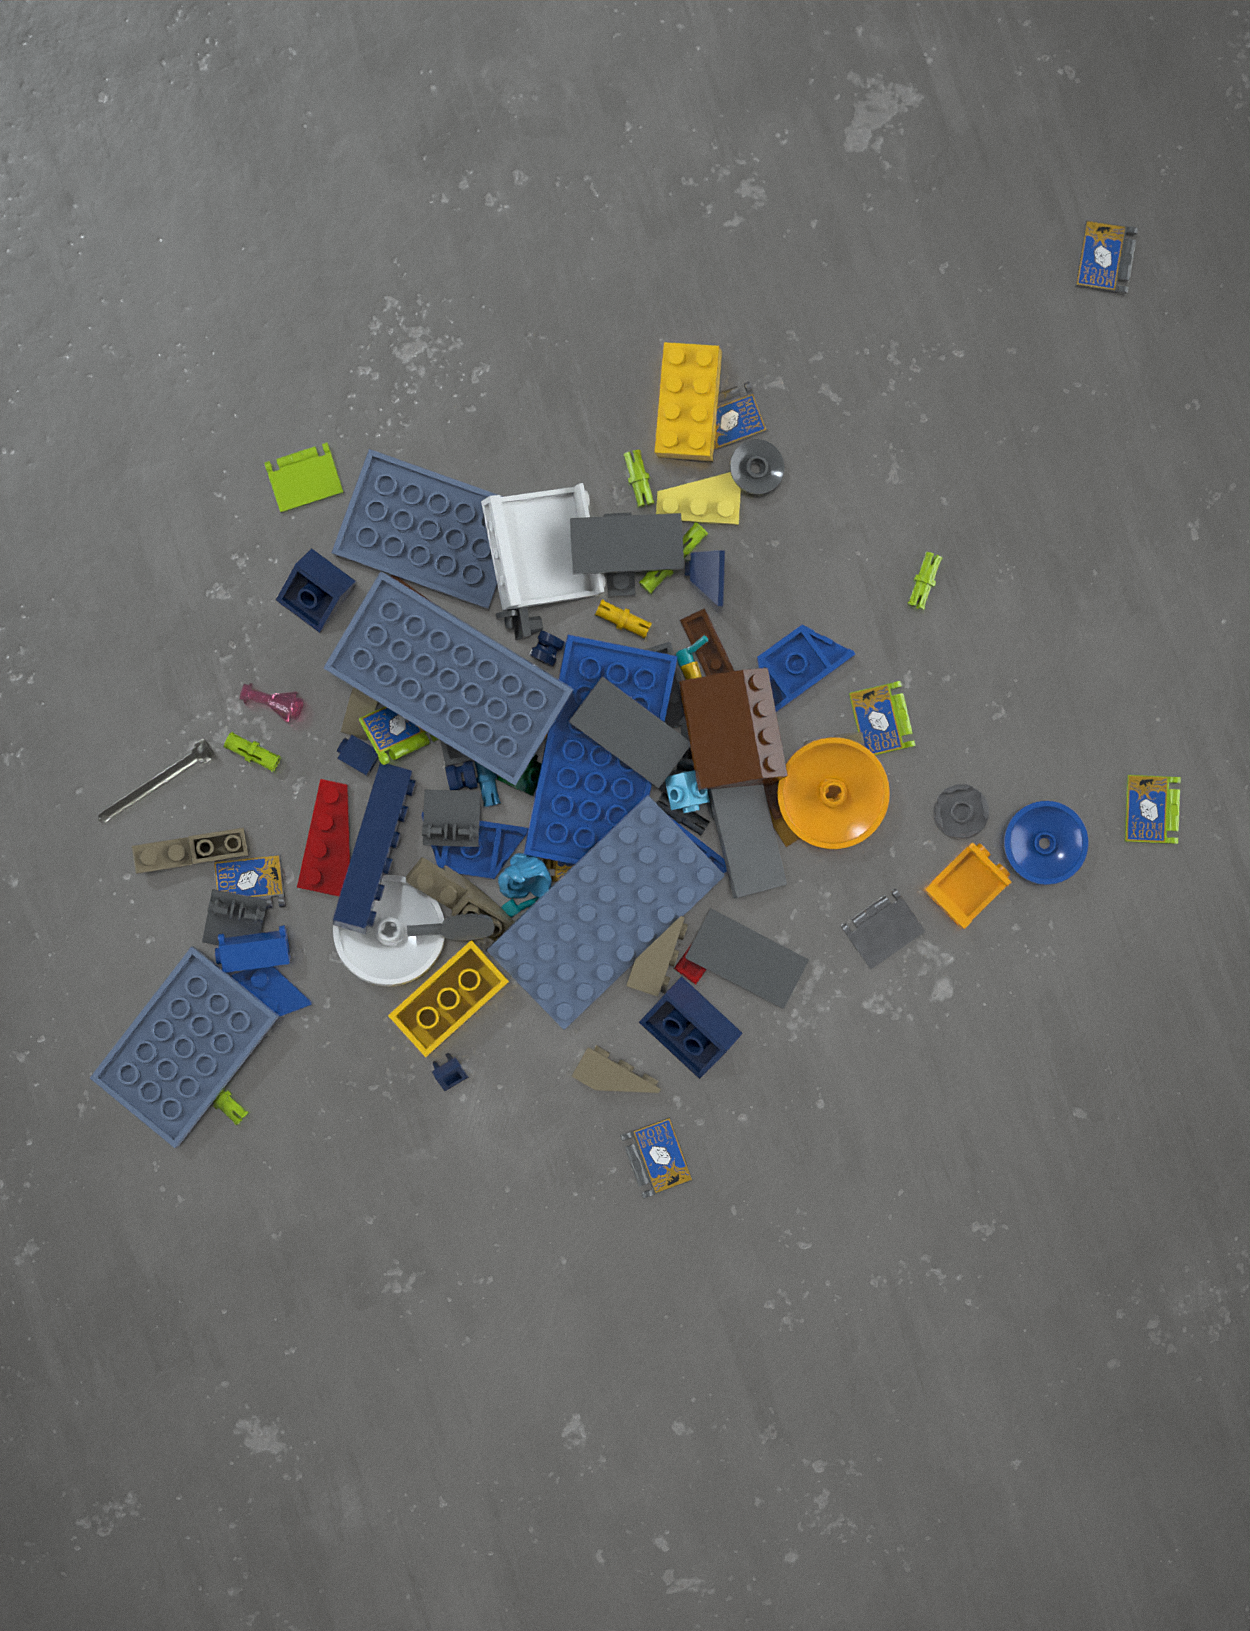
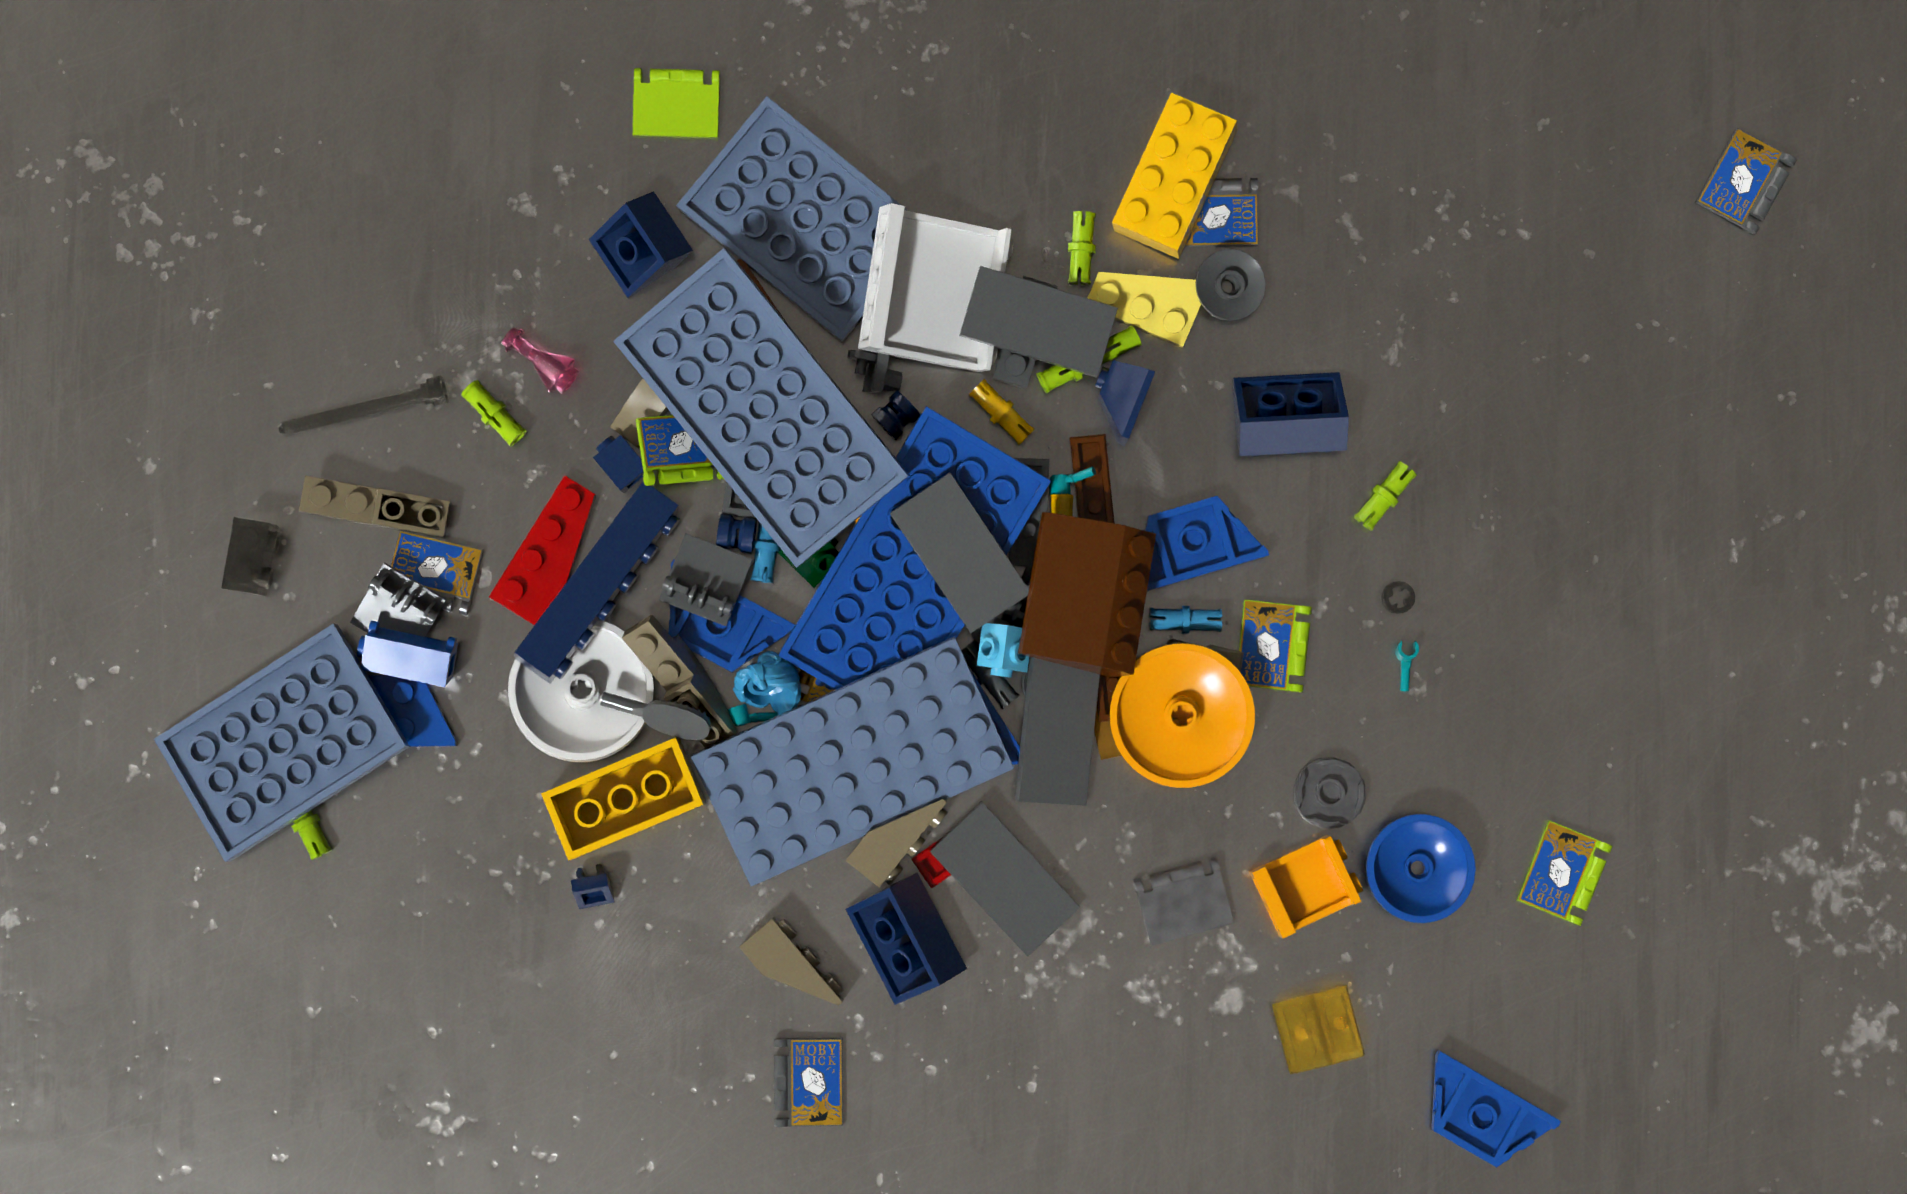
camera: 15 degrees right, 0 degrees up
(112, 919) = (250, 556): none -> clear smoke brick
(811, 723) = (1185, 619): none -> dark azure pin
(834, 545) = (1290, 414): none -> dark blue slope
(951, 651) = (1407, 602): none -> clear smoke bush
(983, 698) = (1406, 661): none -> teal hand
(1014, 986) = (1318, 1029): none -> clear yellow slope
(1155, 1005) = (1482, 1113): none -> blue wing

